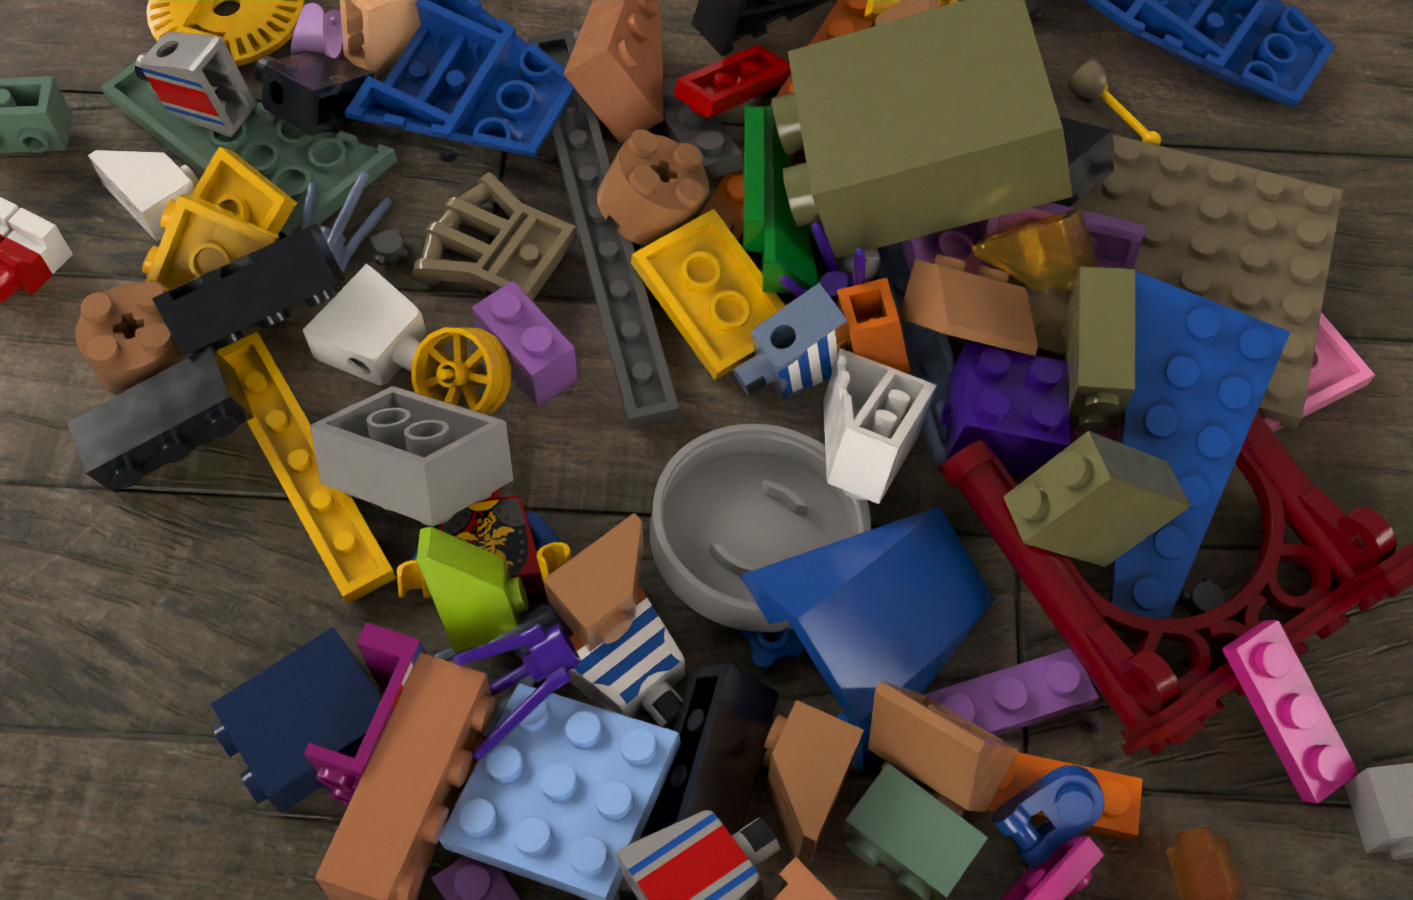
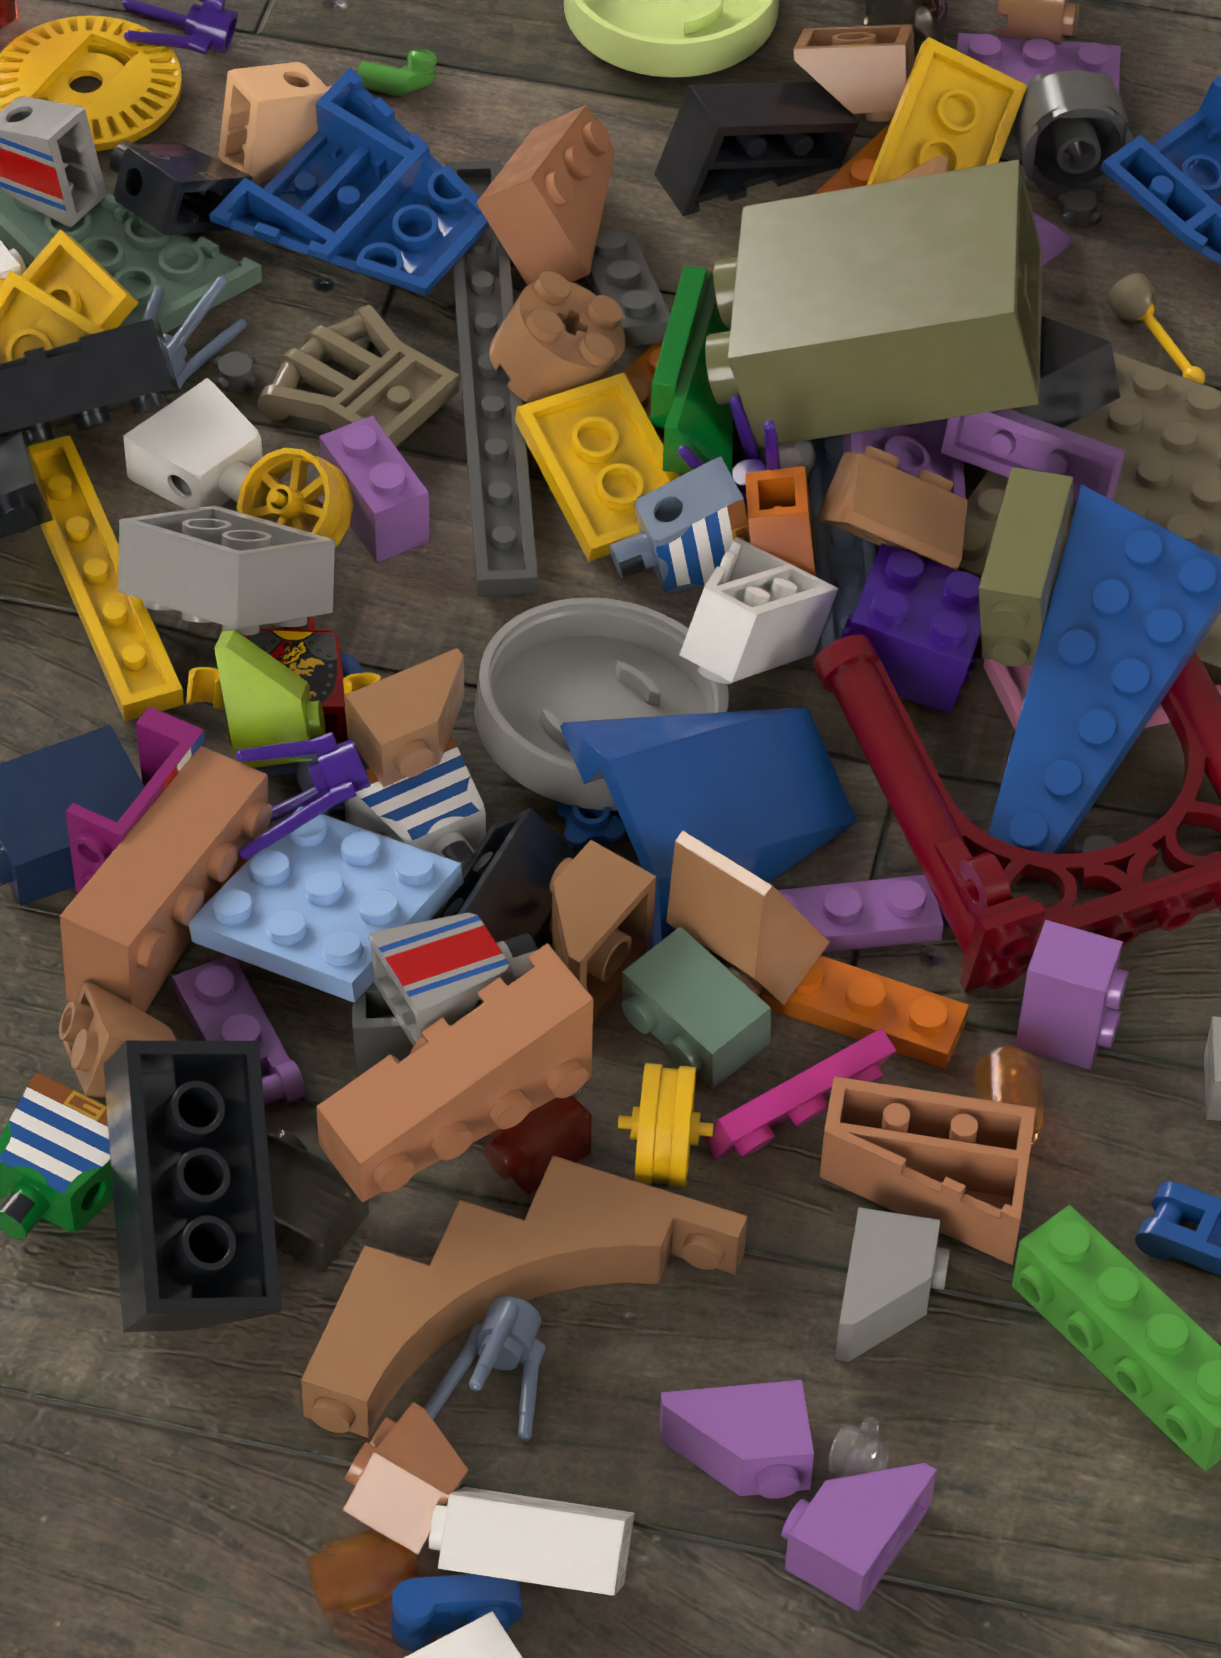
camera: 10 degrees right, 10 degrees down
(318, 32) = (193, 122): lavender helmet -> none
(732, 81) = (675, 240): red plate -> none
(1041, 251) = (983, 459): clear yellow slope -> none
(1069, 800) = (872, 998): blue plate -> none
(1096, 500) = (972, 707): olive brick -> none
(1241, 767) = (1071, 995): none -> medium lavender brick
(1290, 711) = (1160, 978): dark pink plate -> none

